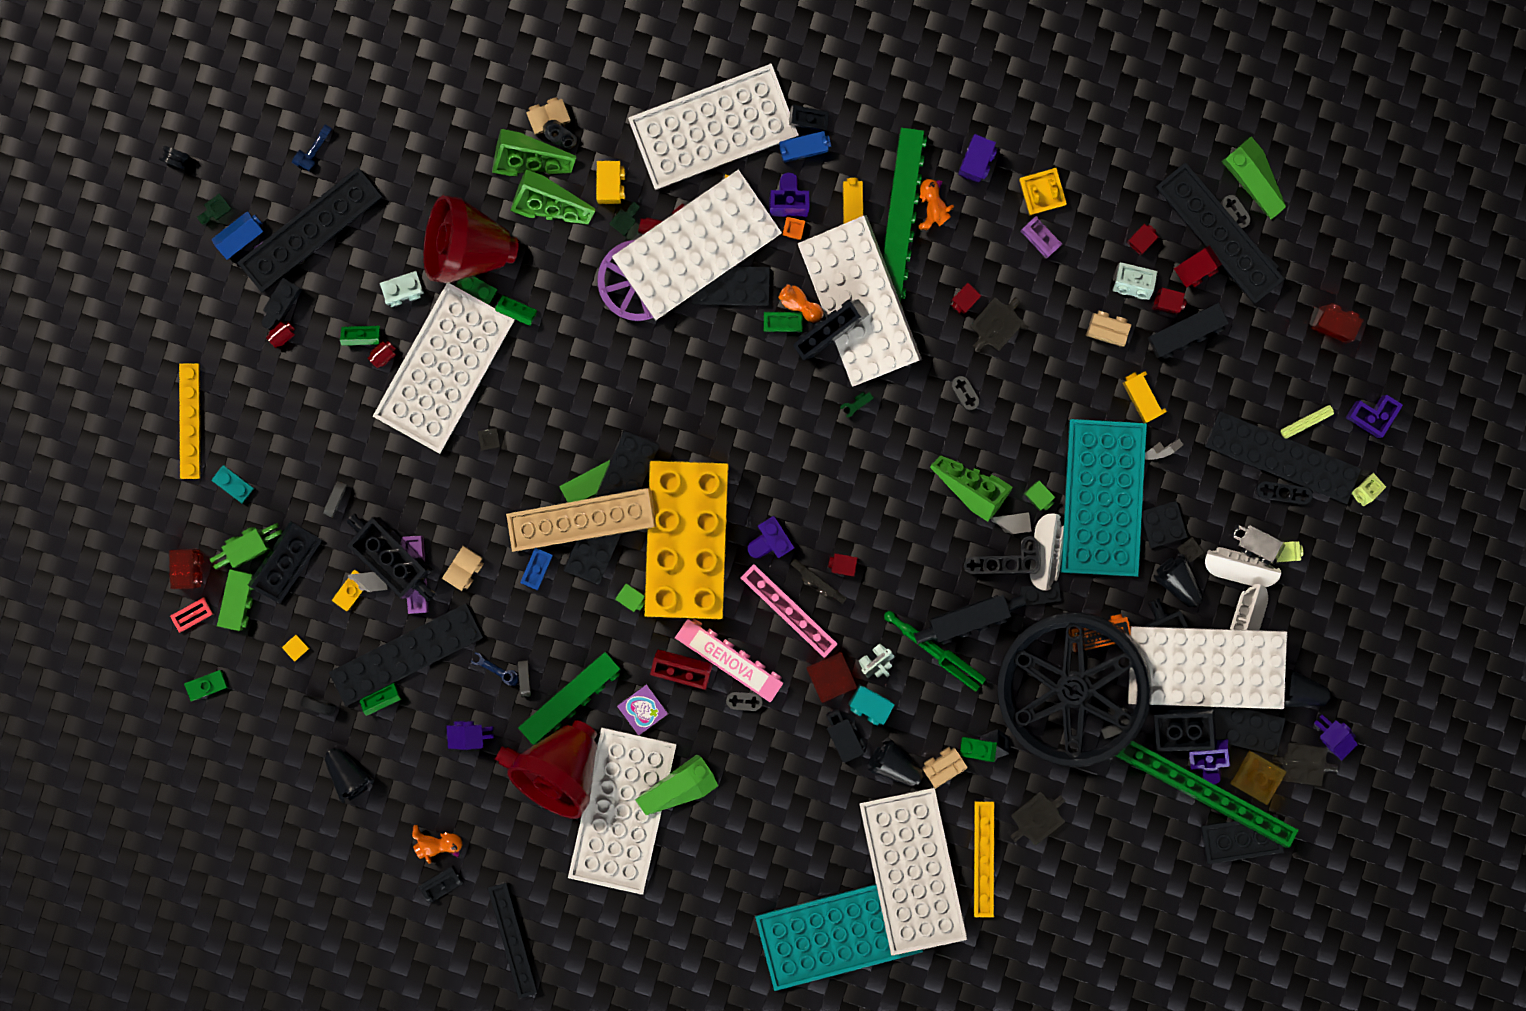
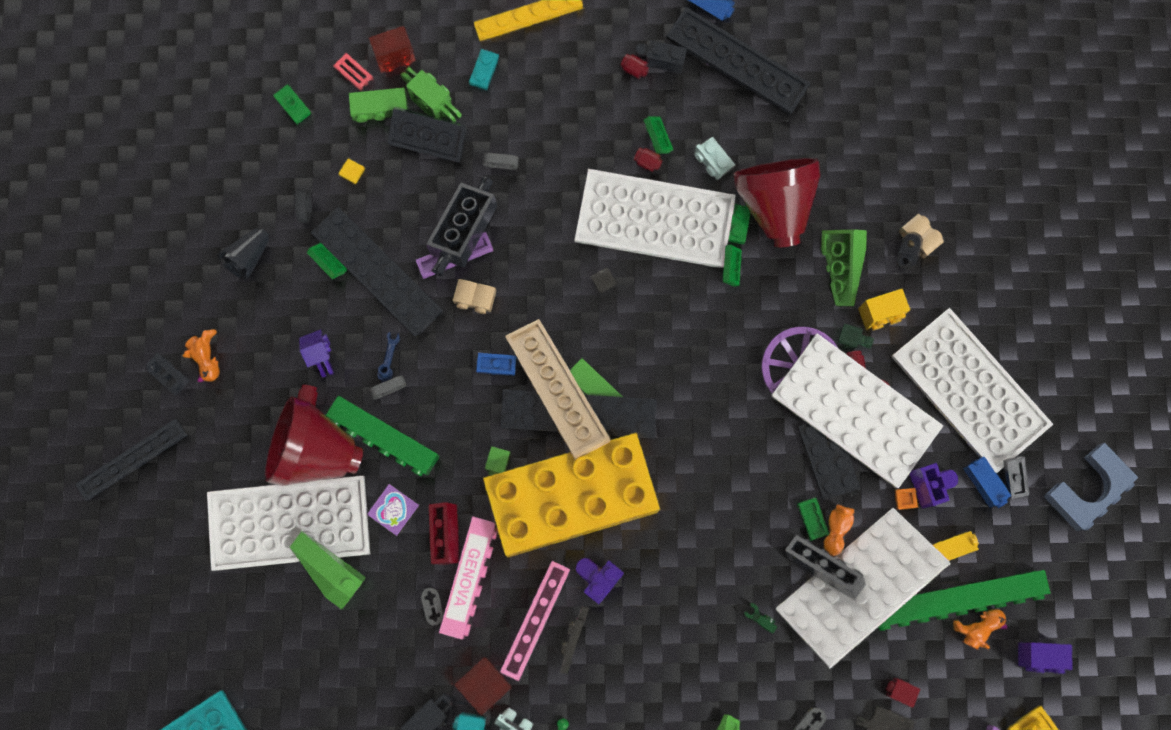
camera: 65 degrees right, 10 degrees down
(305, 160) = (798, 38): dark blue brick -> none
(347, 594) = (420, 203): yellow plate -> none
(368, 581) = (433, 213): light grey slope -> none
(519, 153) = (880, 221): bright green wedge -> none
(842, 24) = (1116, 479): none -> sand blue arch
(842, 564) = (598, 659): dark red brick -> none

